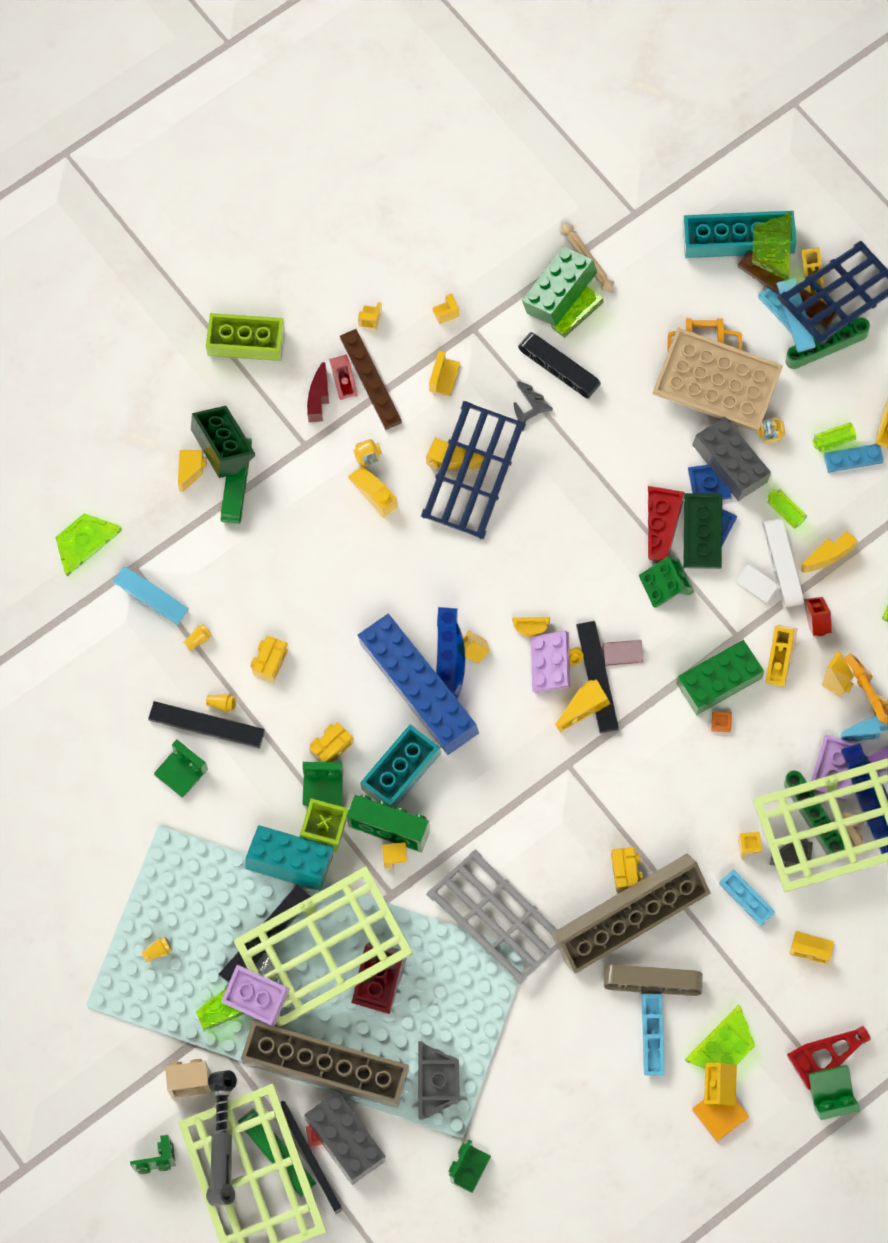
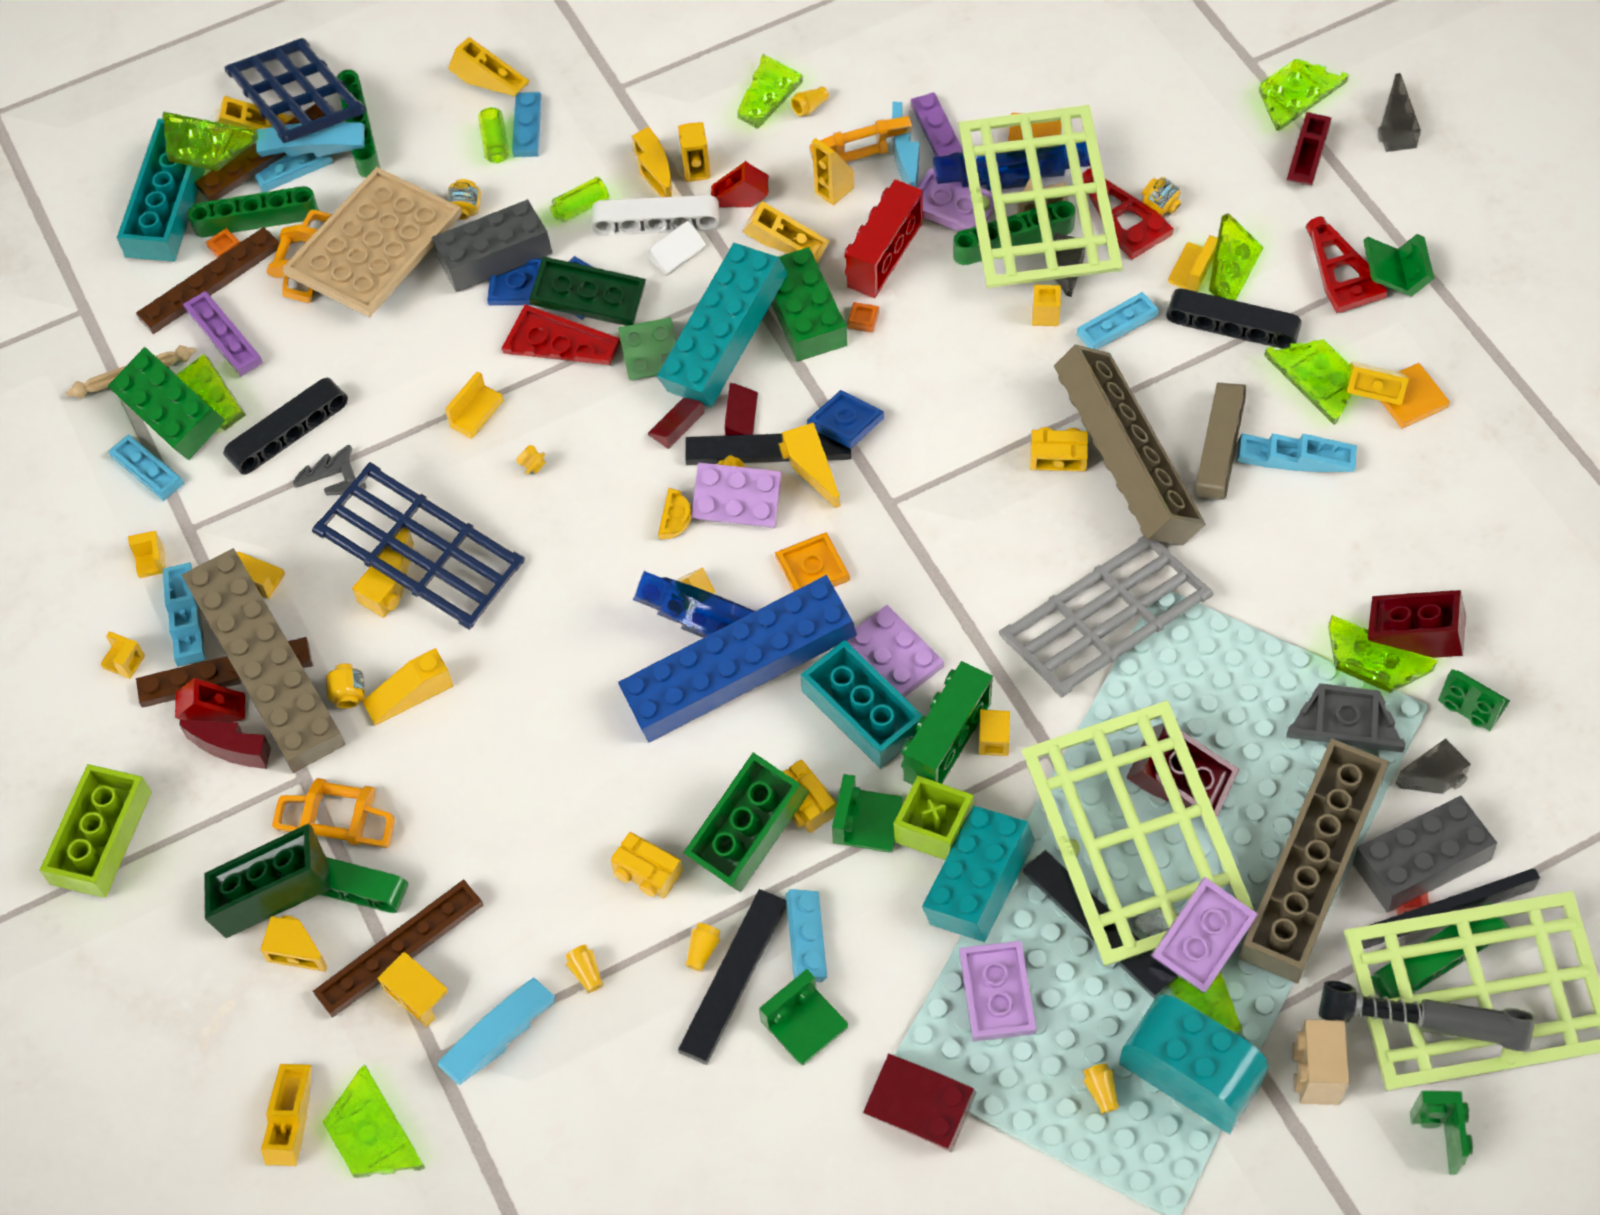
camera: 80 degrees left, 10 degrees down
(85, 492) = (287, 1115): none -> yellow slope
(135, 846) = (920, 1102): none -> dark red slope
(169, 541) = (413, 987): none -> yellow panel
(173, 999) = (1195, 1061): none -> teal brick
(197, 528) = (410, 938): none -> reddish brown plate
(211, 879) = (997, 991): none -> lavender plate
(237, 762) = (806, 933): none -> medium azure plate
(282, 484) = (318, 789): none -> light orange bar
(300, 710) = (746, 822): none -> green brick
(373, 398) = (263, 660): none -> dark tan brick
(407, 343) = (183, 616): none -> medium azure slope
(410, 1144) = (1435, 770): none -> clear smoke slope
(448, 784) = (895, 651): none -> lavender plate
(489, 1098) = (1374, 662): none -> clear neon green wing
(507, 721) = (810, 561): none -> light orange tile
(514, 289) = (146, 467): none -> medium azure tile
(520, 1125) = (1420, 622): none -> dark red slope
(557, 529) = (531, 459): none -> yellow plate
(595, 479) = (472, 406): none -> yellow panel
(608, 612) = (677, 421): none -> dark red slope
(627, 305) = (223, 333): none -> medium lavender plate
(627, 722) = (846, 419): none -> blue tile
(673, 284) = (209, 279): none -> reddish brown plate
(682, 624) = (722, 324): none -> teal brick
(705, 285) = (222, 242): none -> orange tile
(735, 288) = (252, 211): none -> green beam
(764, 980) = (1233, 318): none -> black beam
(784, 721) = (884, 238): none -> red brick
(815, 974) = (1234, 258): none -> clear neon green wing
(834, 909) = (1142, 235): none -> red plate
(840, 576) = (694, 151): none -> yellow brick
(869, 916) = (1161, 195): none -> head

